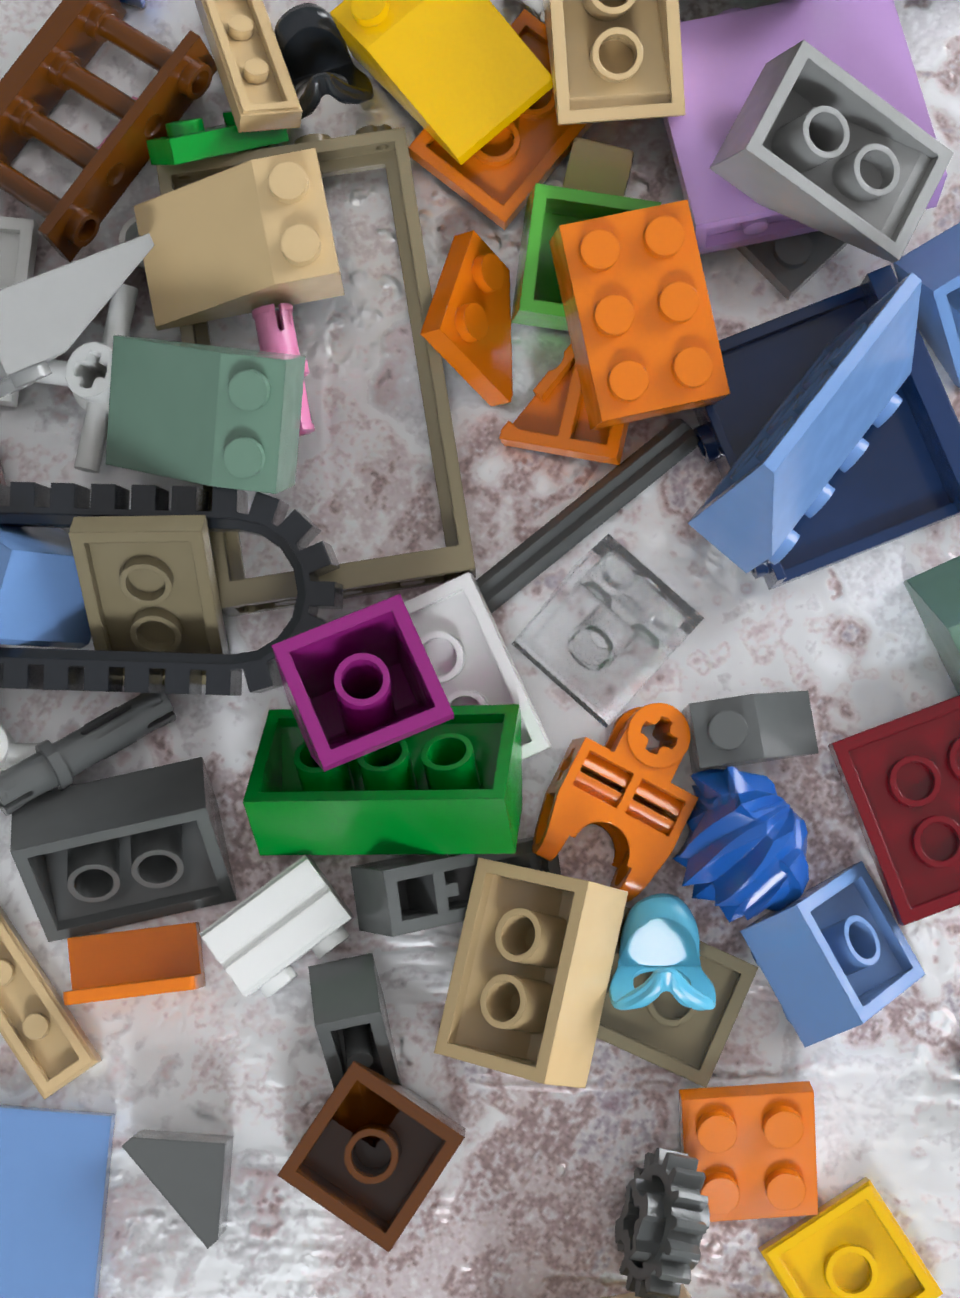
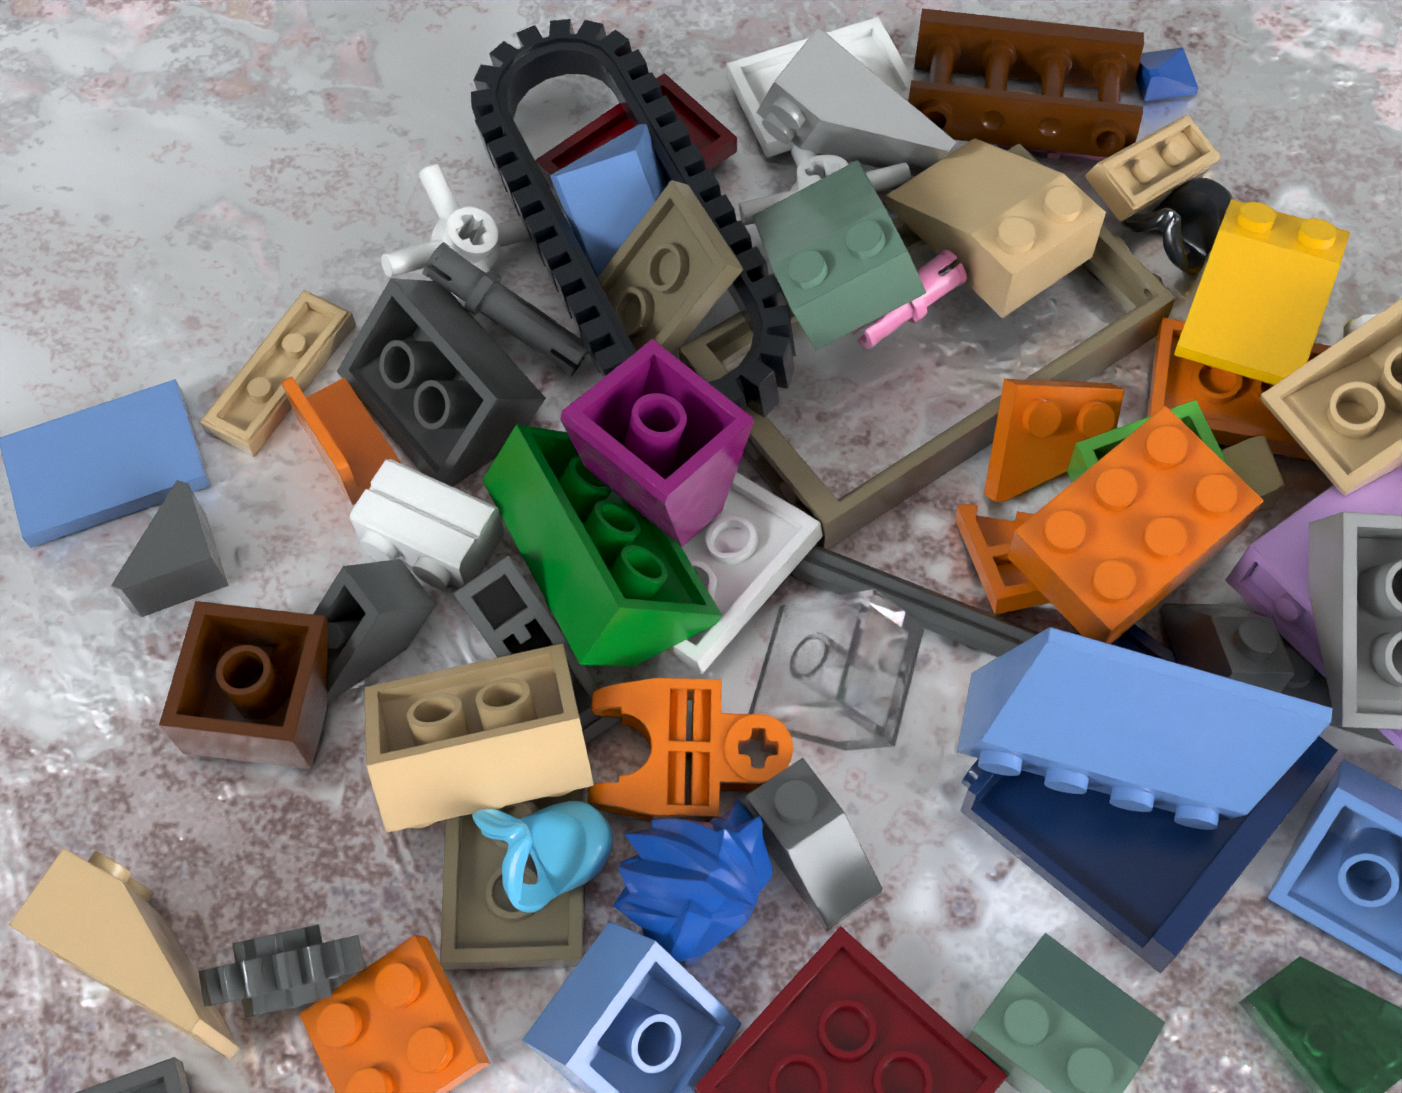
camera: 65 degrees right, 20 degrees down
(191, 141) = (1057, 152): green plate -> none
(765, 297) = (1228, 643): none -> dark grey slope

